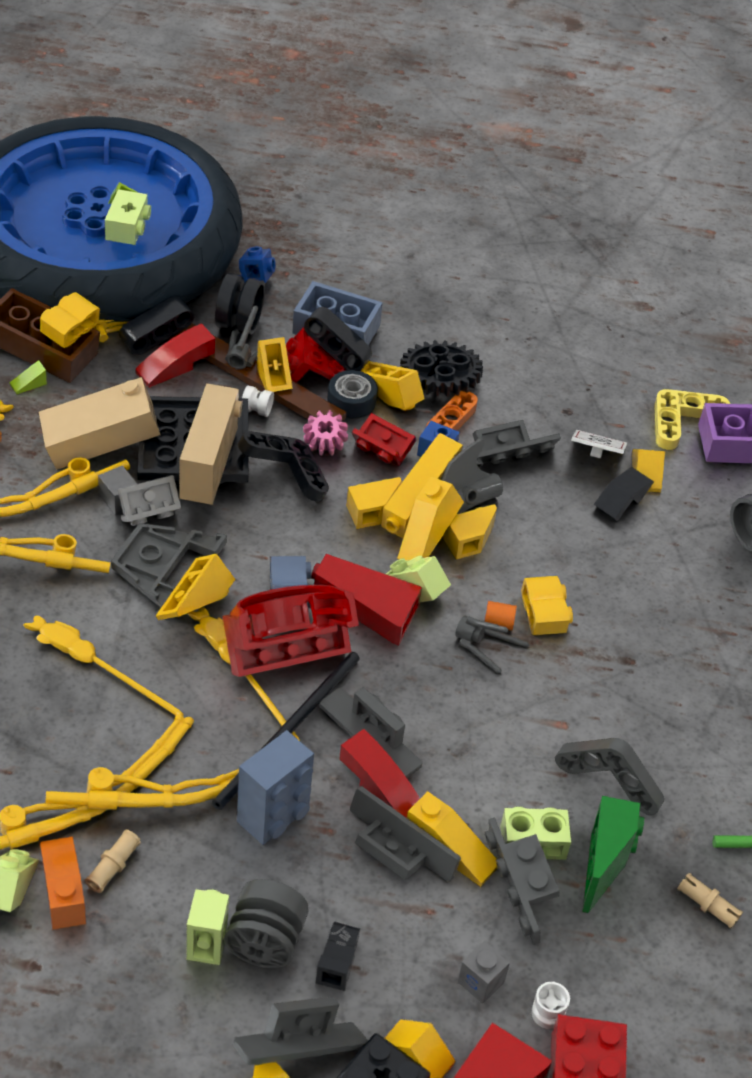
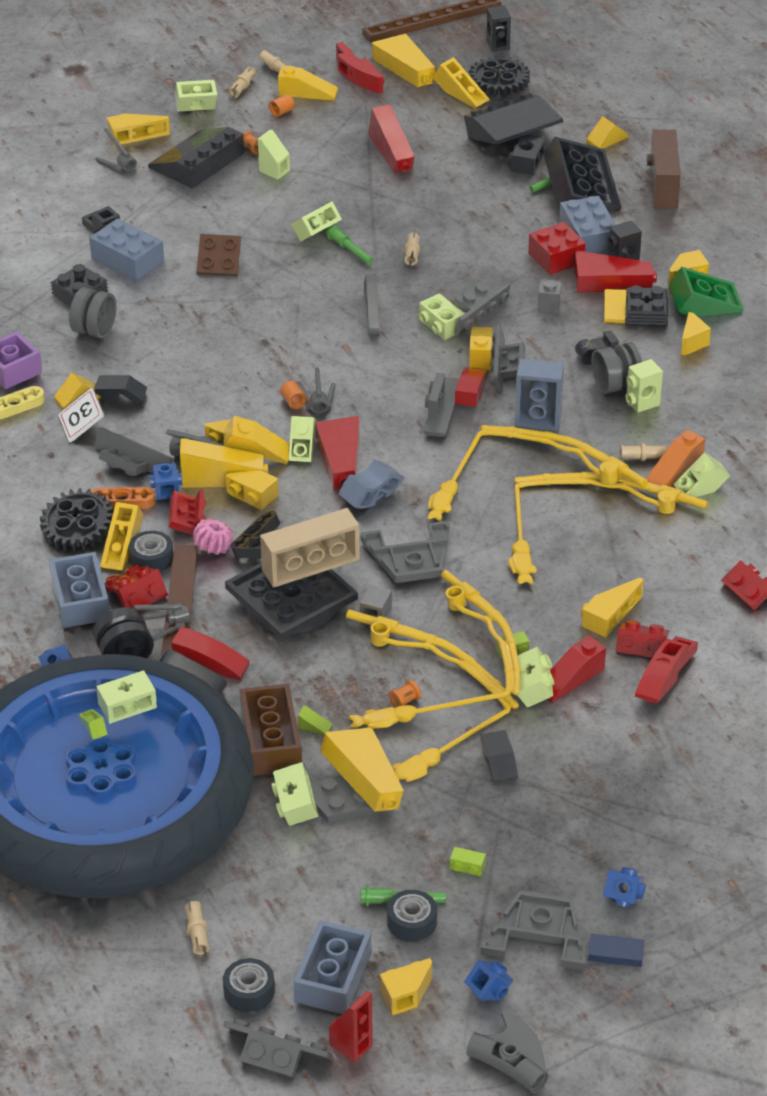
camera: 120 degrees left, 5 degrees down
(69, 319) = (256, 693): yellow brick -> none
(99, 423) = (335, 631): tan brick -> none
(149, 499) = (368, 575): light grey bracket -> none
(202, 584) = (431, 510): yellow slope -> none
(259, 401) = (212, 589): white wheel -> none
(273, 364) = (173, 589): yellow slope -> none
(286, 611) = (419, 459): red piece -> none
(295, 720) = (477, 432): black piece -> none
(300, 1031) = (664, 326): dark grey bracket -> none
(341, 351) = (113, 567): black beam -> none
(546, 605) = (263, 380): yellow brick -> none
(549, 1002) = (539, 270): white wheel -> none
(611, 842) = (430, 275): green slope -> none

